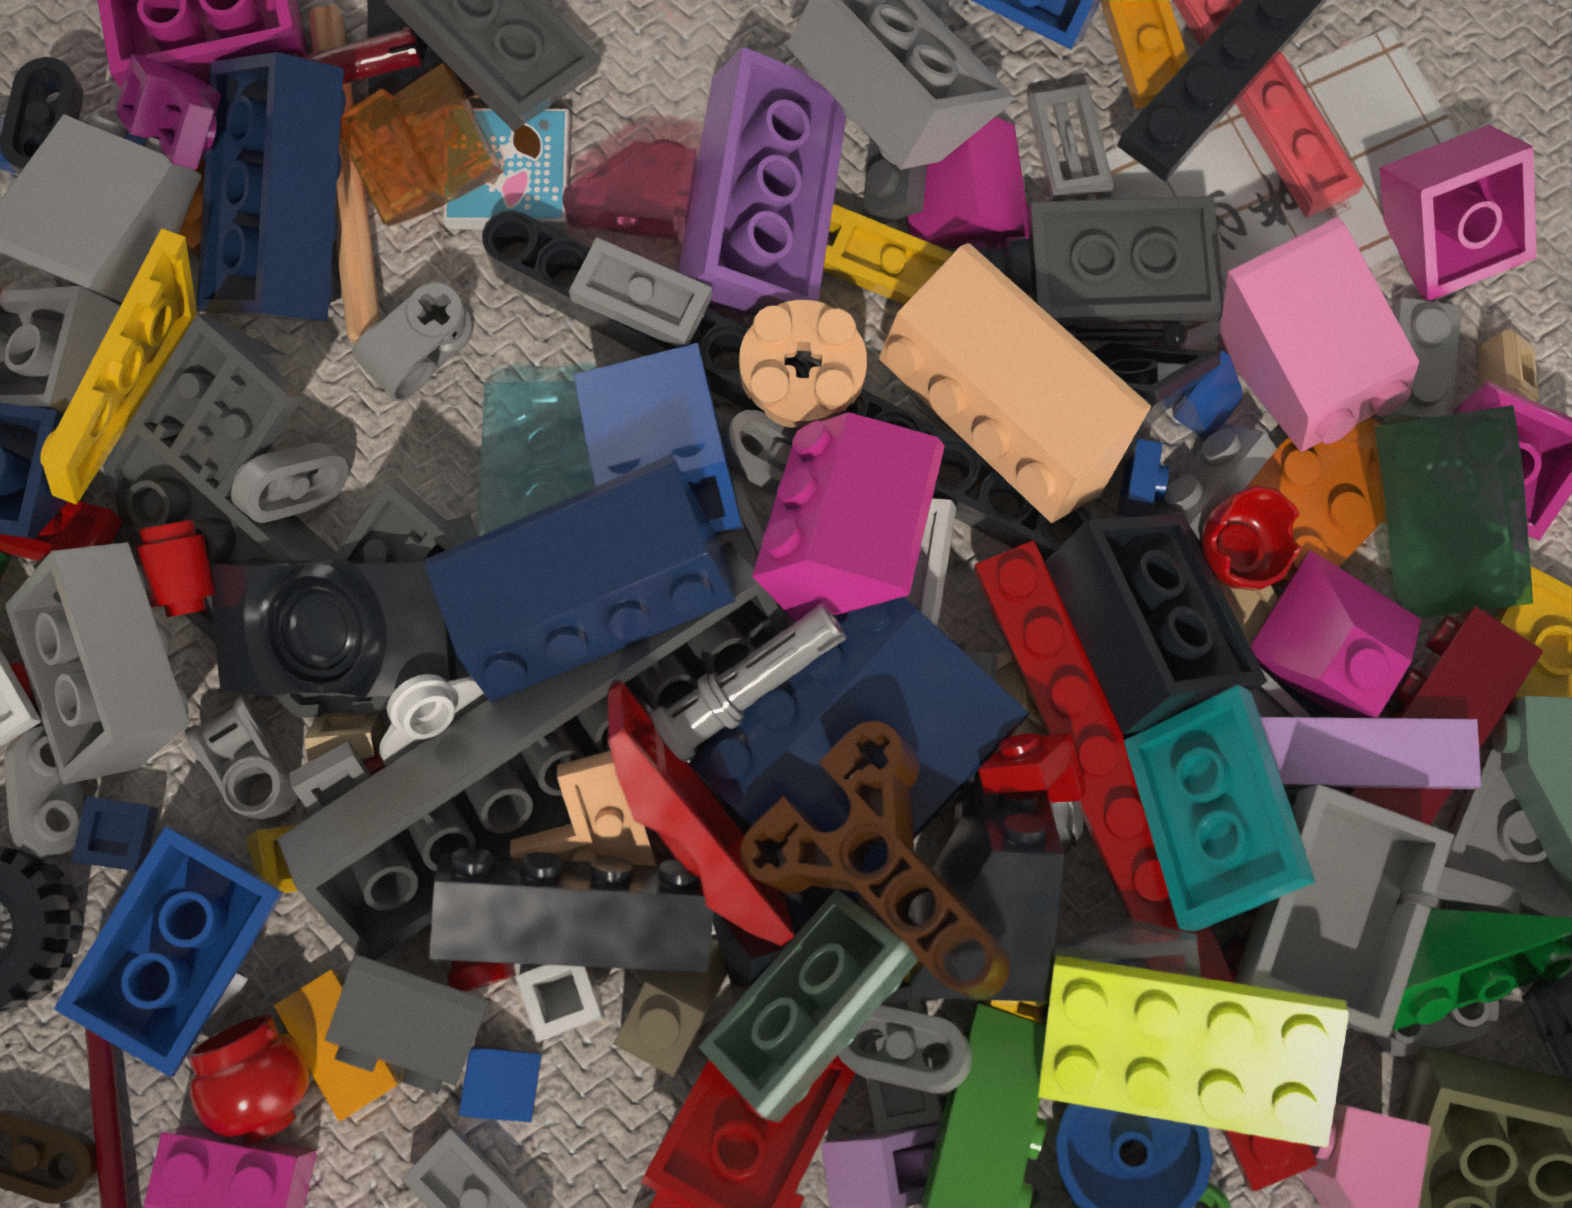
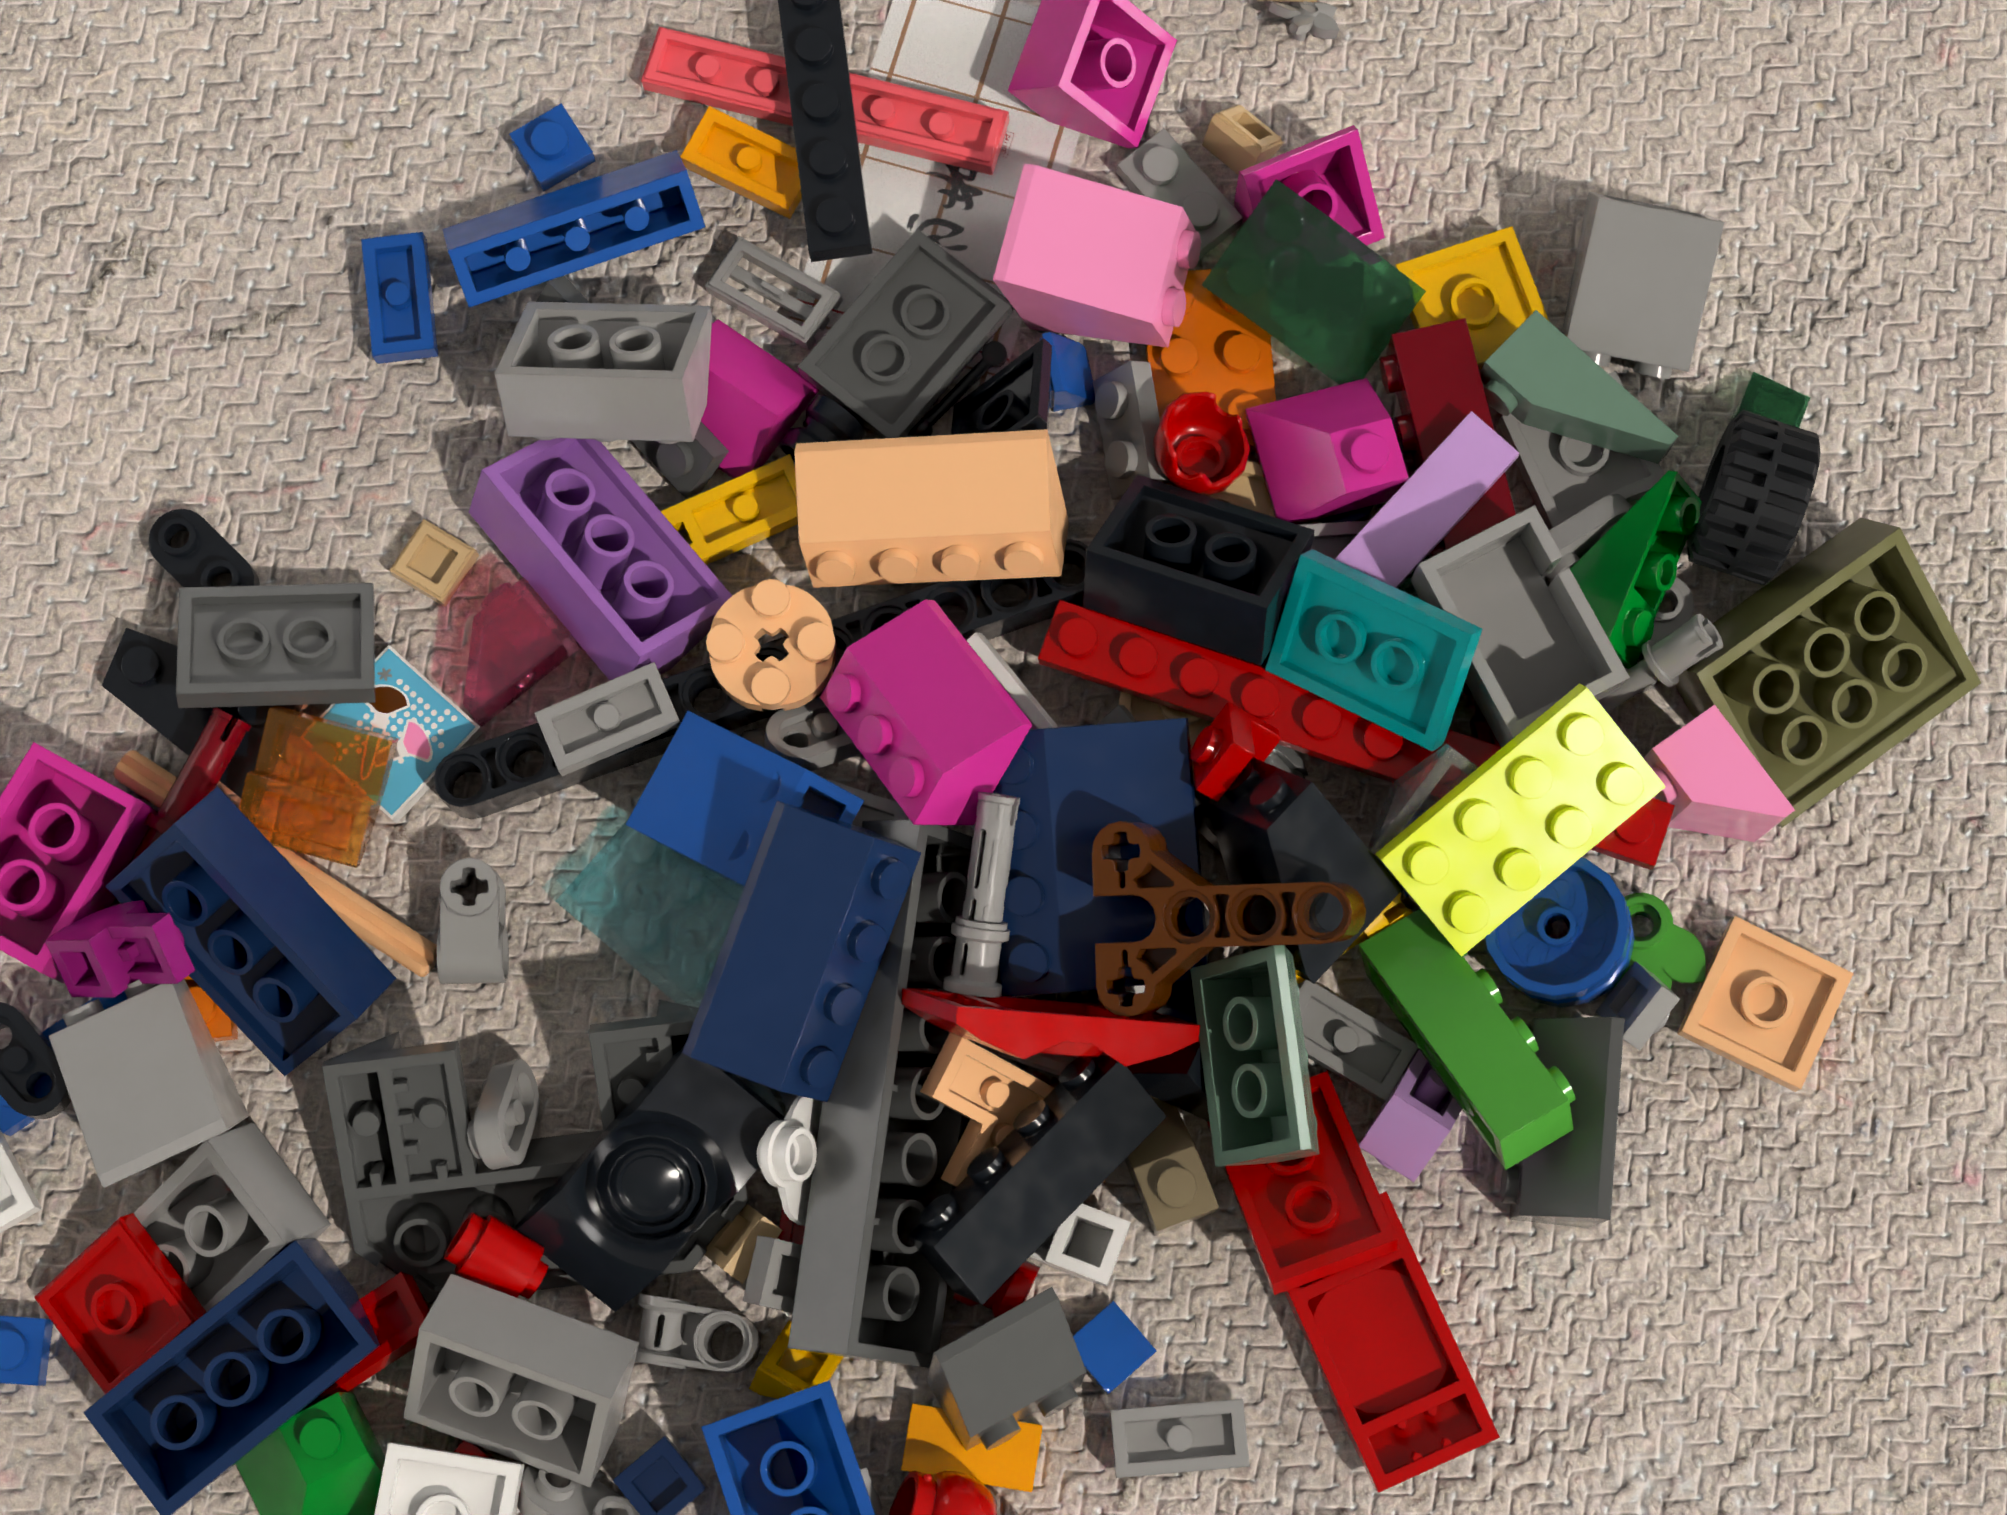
camera: 45 degrees left, 0 degrees up
(123, 369) = (299, 1158): yellow wing -> none
(657, 90) = (434, 562): none -> tan tile
(907, 1049) = (1346, 1022): light grey plate -> none
(1142, 479) = (1084, 479): blue plate -> none
(1432, 1053) = (1668, 659): none -> light grey pin

